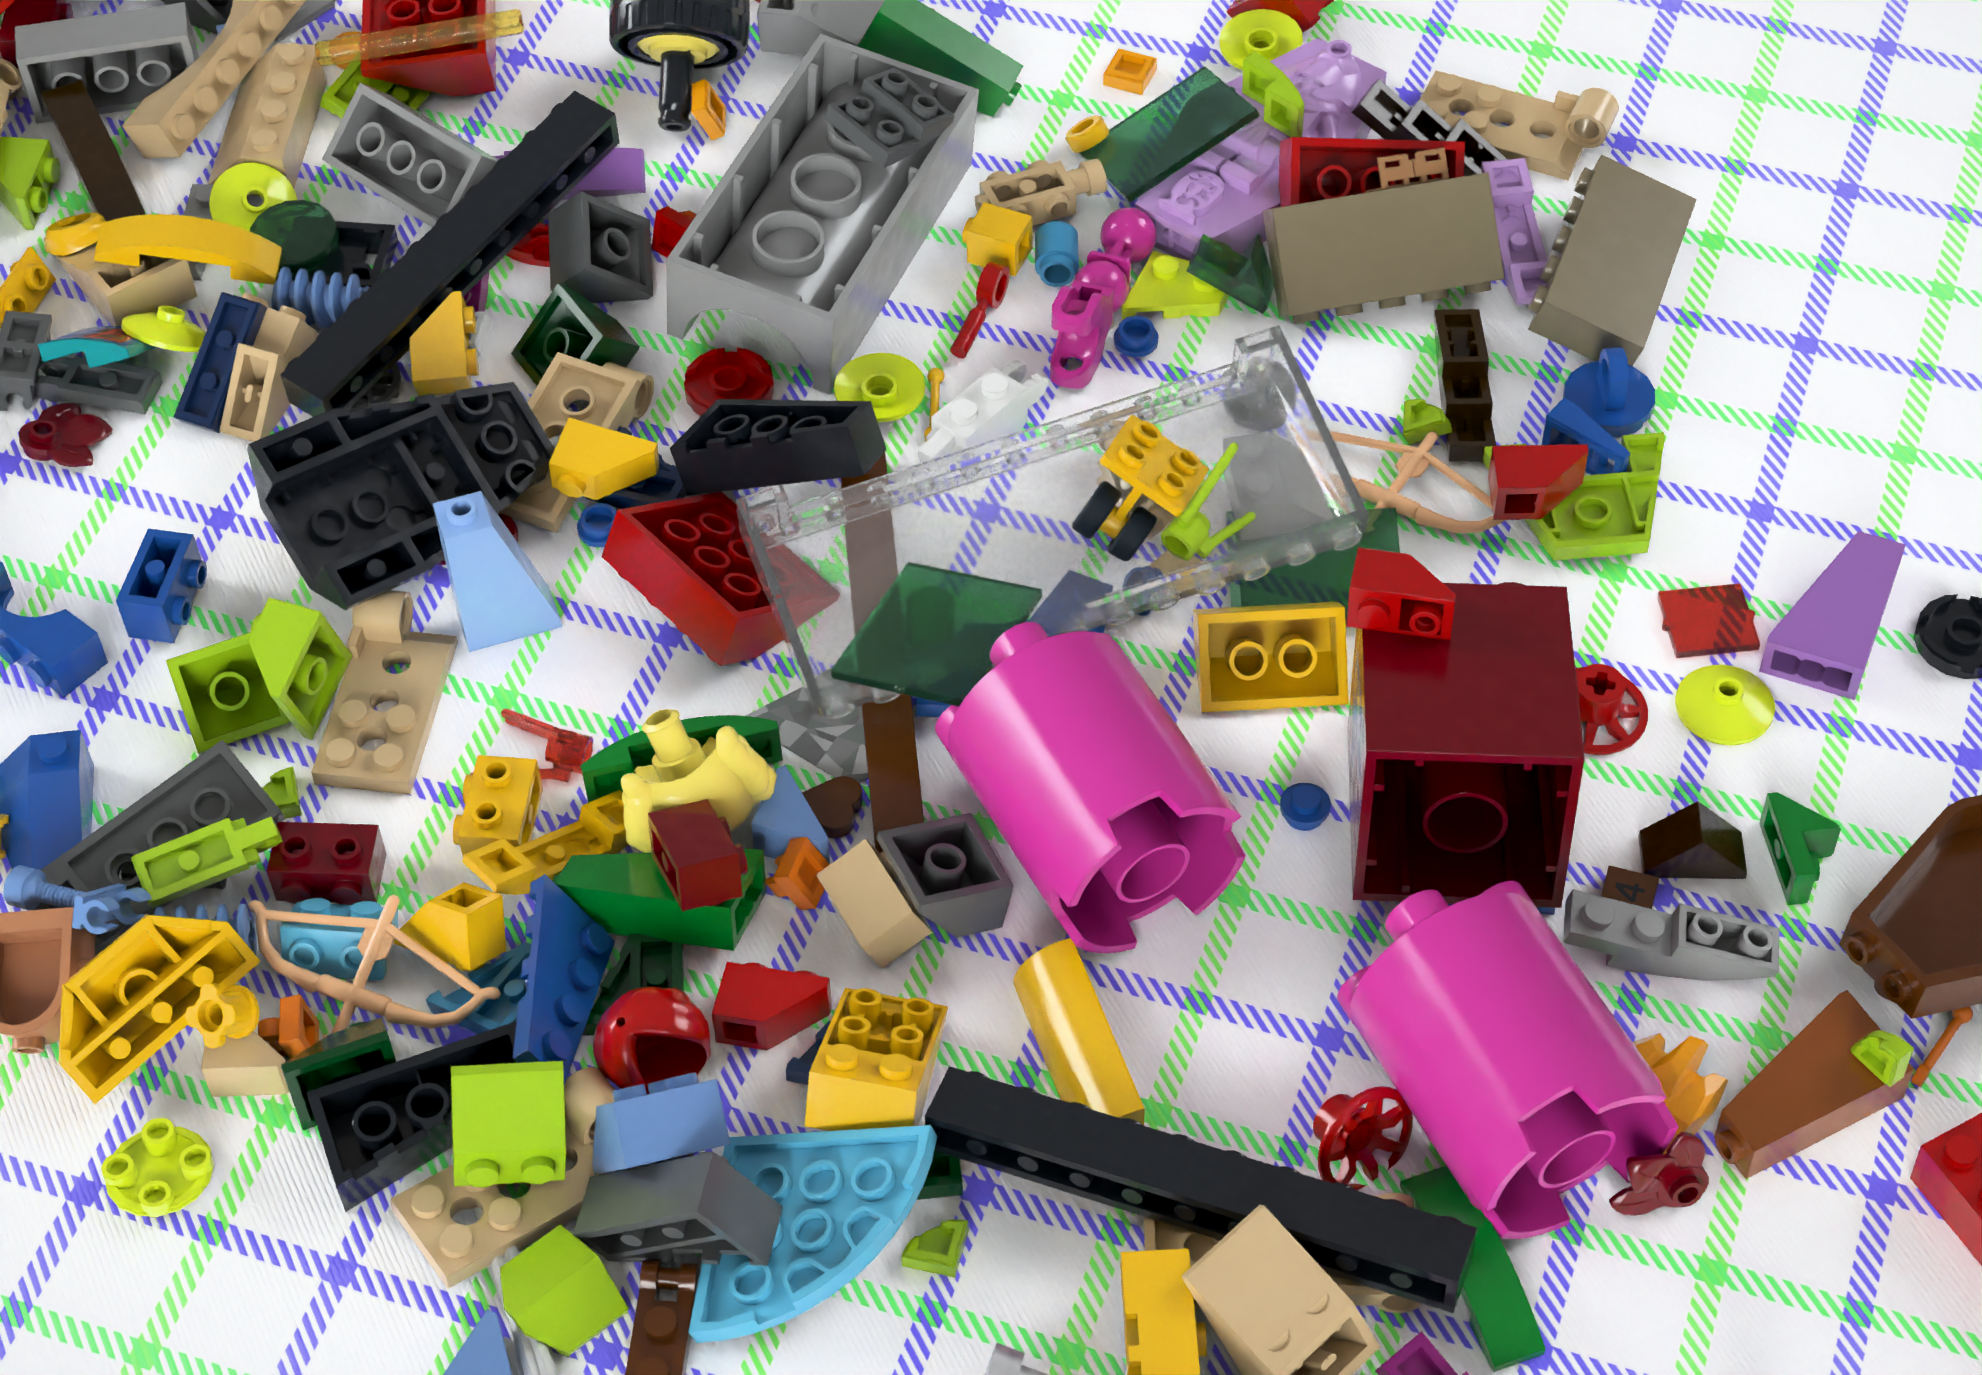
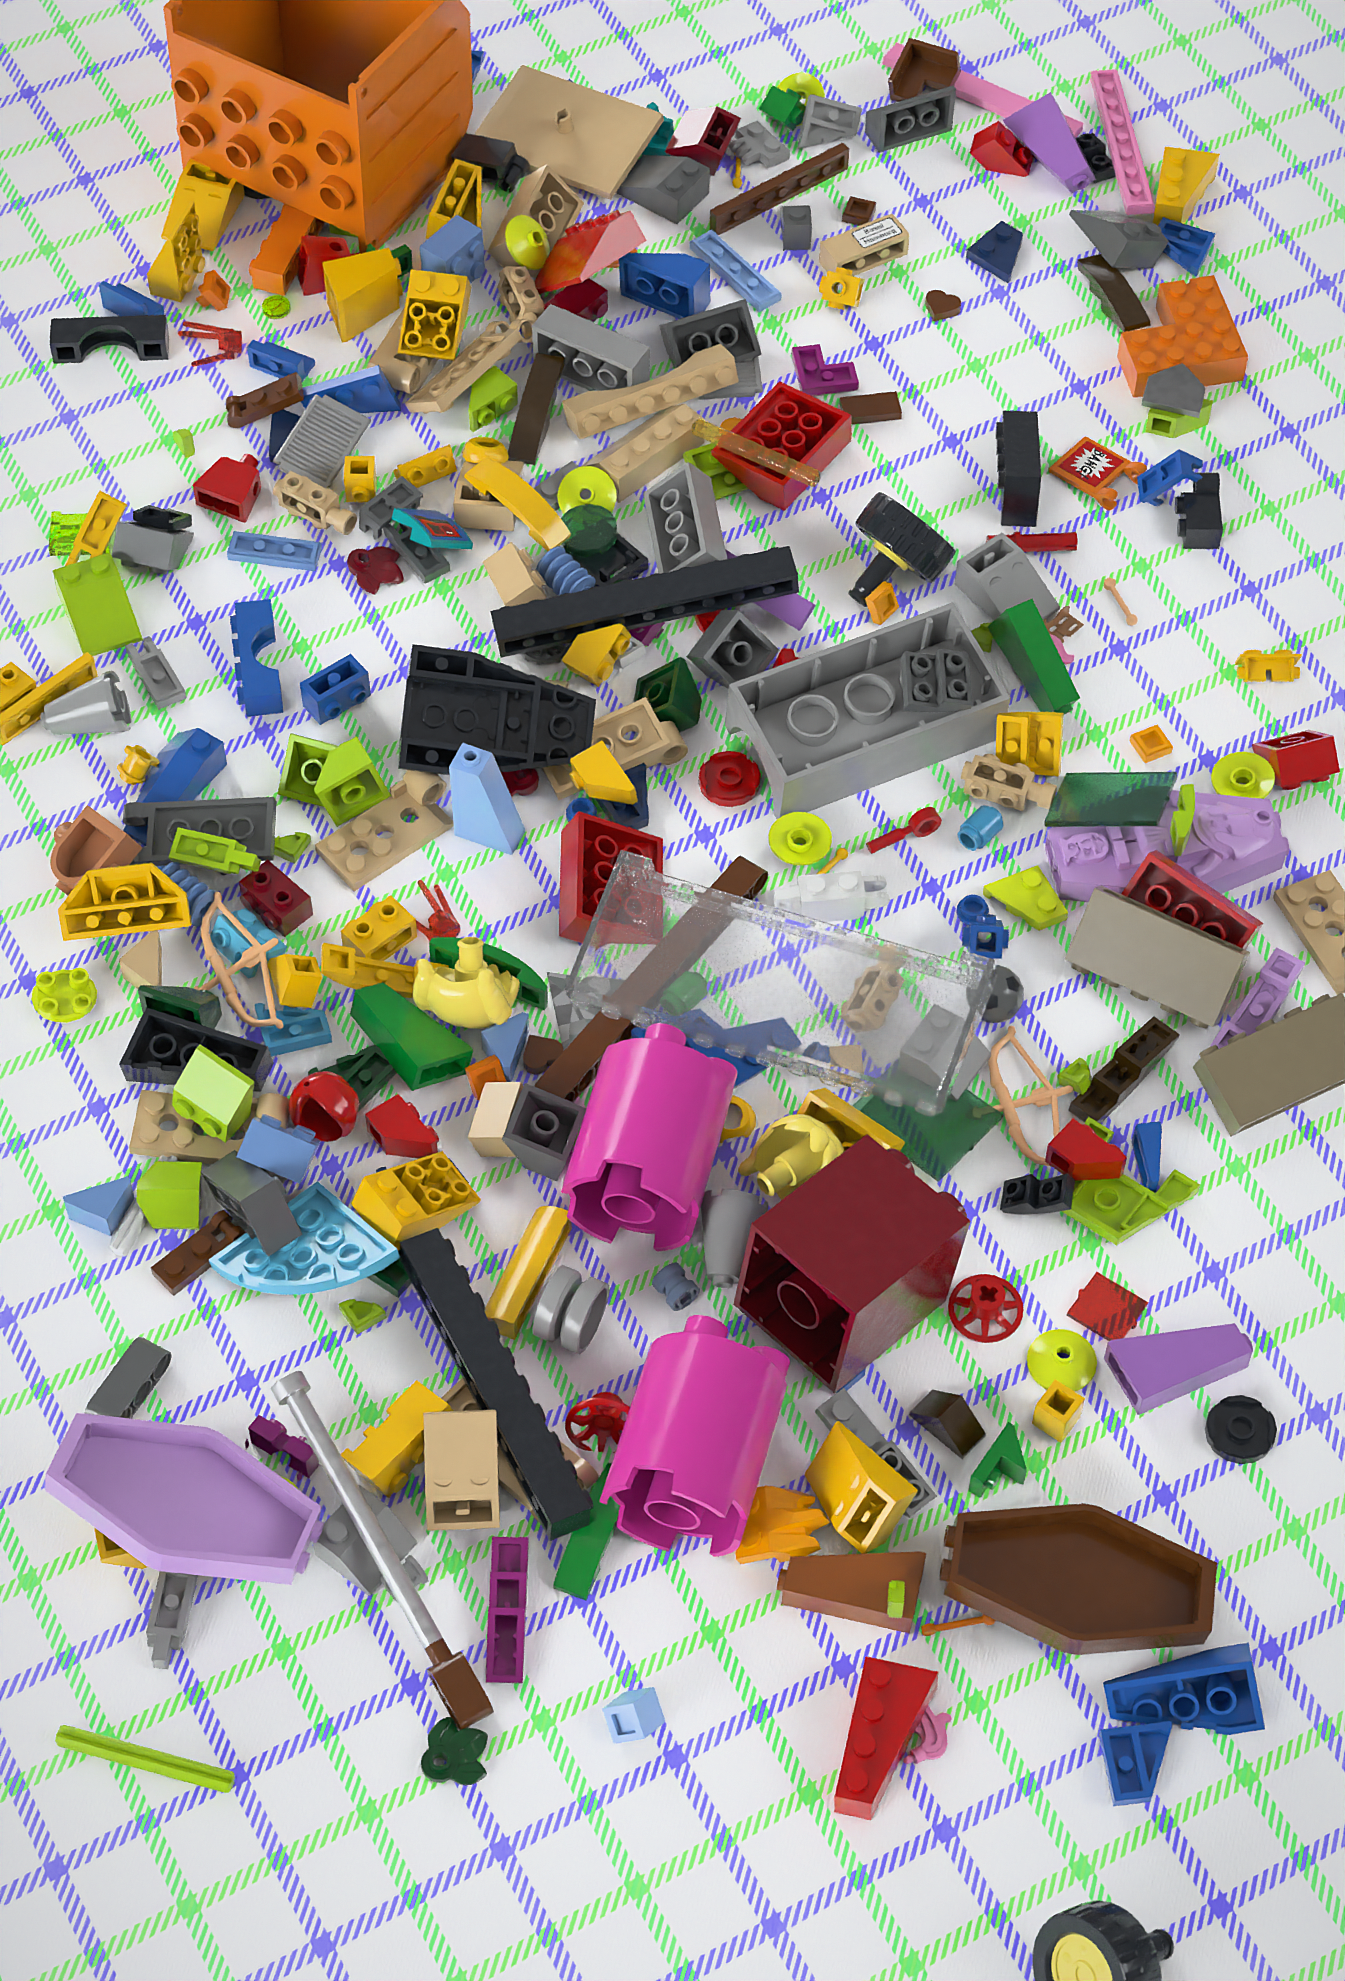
camera: 40 degrees right, 5 degrees up
(28, 888) = (123, 809): medium blue bar -> none
(165, 329) = (471, 542): neon yellow dish -> none
(207, 387) = (479, 580): dark blue tile -> none
(223, 1013) = (145, 939): yellow brick -> none
(255, 394) = (475, 617): tan slope -> none
(293, 1030) = (181, 972): orange tile -> none
(559, 975) = (313, 1041): blue wing -> none
(697, 854) = (424, 1026): dark red brick -> none
(776, 443) = (697, 831): black wedge -> none
(934, 633) = (657, 991): clear green piece -> none
(998, 237) = (954, 796): yellow brick -> none
(1022, 130) = (1031, 740): none -> yellow slope
(1087, 133) = (1078, 766): yellow tile -> none
(1099, 289) = (953, 873): dark pink piece -> none
(1153, 468) = (853, 988): yellow plate -> none
(1187, 348) = (994, 944): none -> blue brick
(1189, 532) = (847, 1040): lime plant -> none
(1193, 1040) = (571, 1309): none -> light grey wheel
(1240, 276) = (1060, 908): clear green slope -> none
(1265, 932) = (676, 1287): none -> sand blue wheel
(1266, 698) = (790, 1154): none -> light yellow piece
(1275, 831) = (726, 1232): none -> light grey cone
(1396, 120) = (1268, 904): dark brown slope -> none
(1398, 596) = (860, 1153): red slope -> none
(1412, 168) = (1211, 929): medium nougat piece -> none
(1527, 555) = (1037, 1196): none -> black slope
(1612, 392) = (1200, 1141): blue tile -> none
(1630, 886) = (887, 1416): reddish brown tile -> none
(1664, 1179) = (731, 1568): dark red plate -> none
(1703, 981) = (858, 1489): none -> yellow slope
(1796, 746) = (1058, 1411): none -> yellow brick

